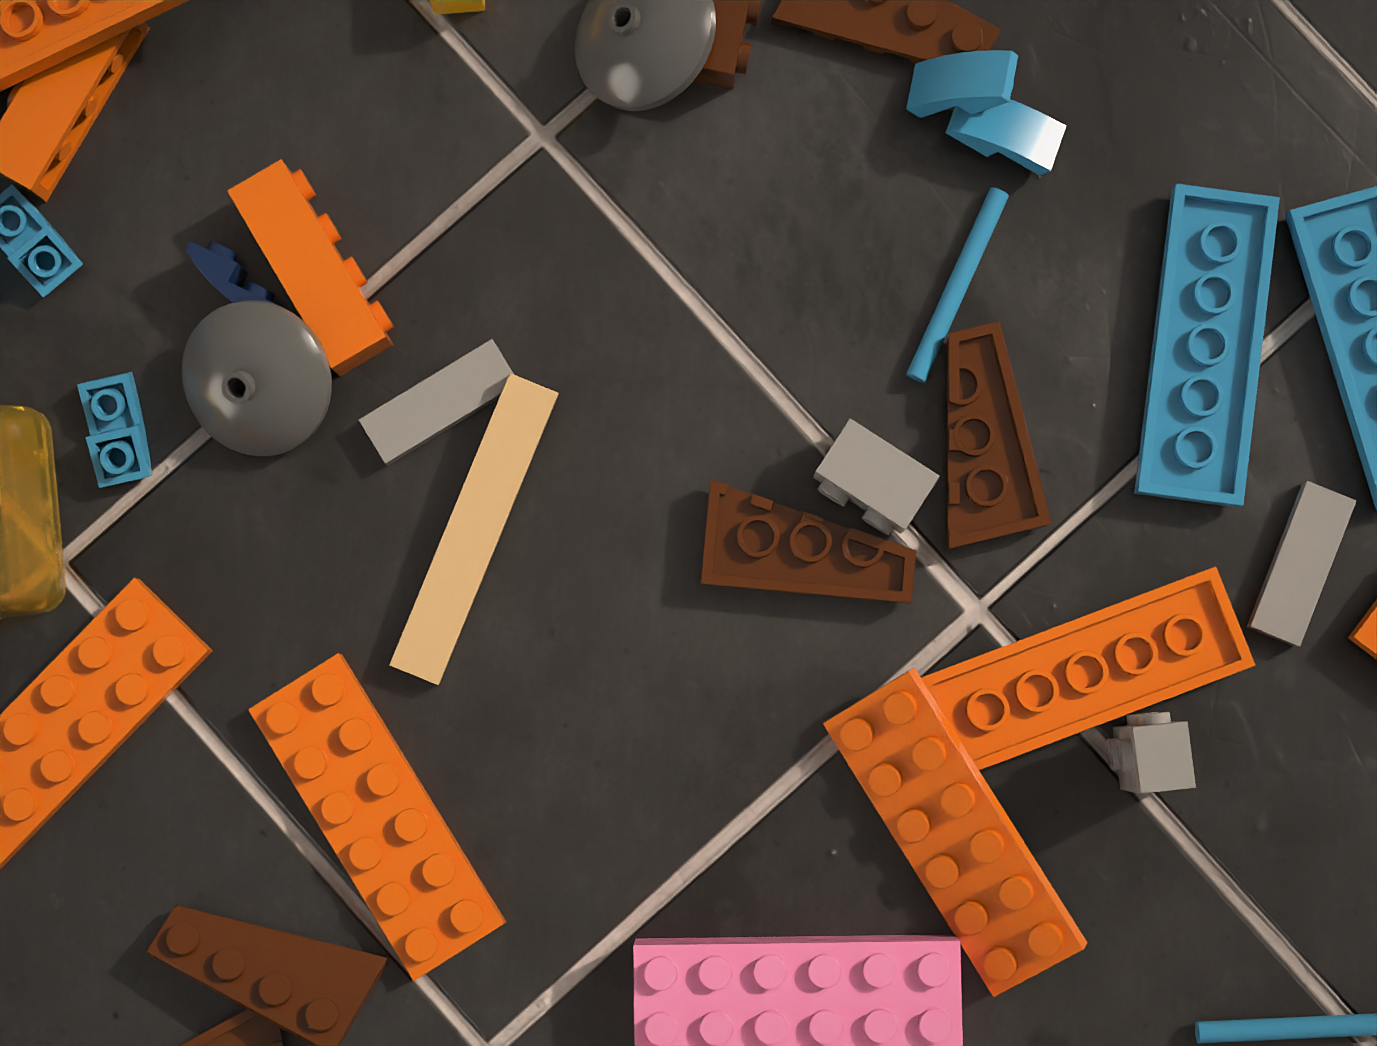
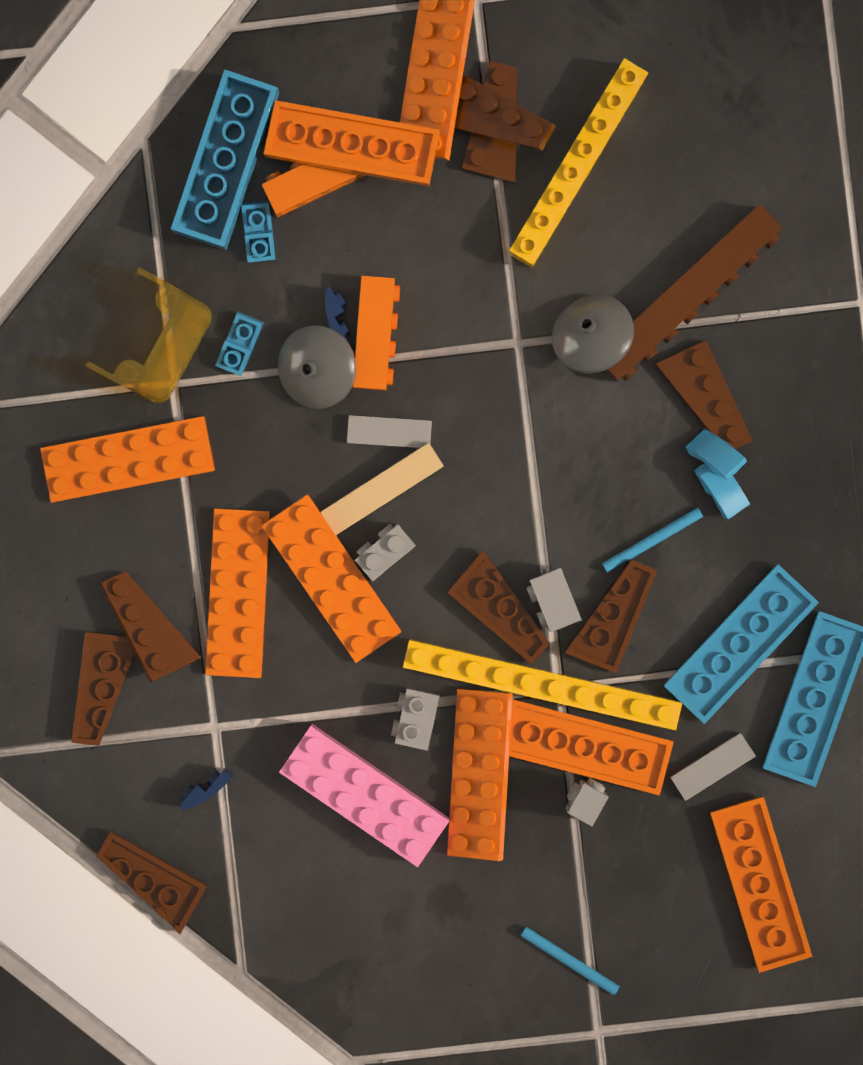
camera: 30 degrees right, 5 degrees up
(505, 688) = (331, 578): none -> orange plate
(560, 588) = (385, 552): none -> light grey brick
(792, 814) = (416, 718): none -> light grey brick
(951, 621) = (542, 684): none -> yellow brick

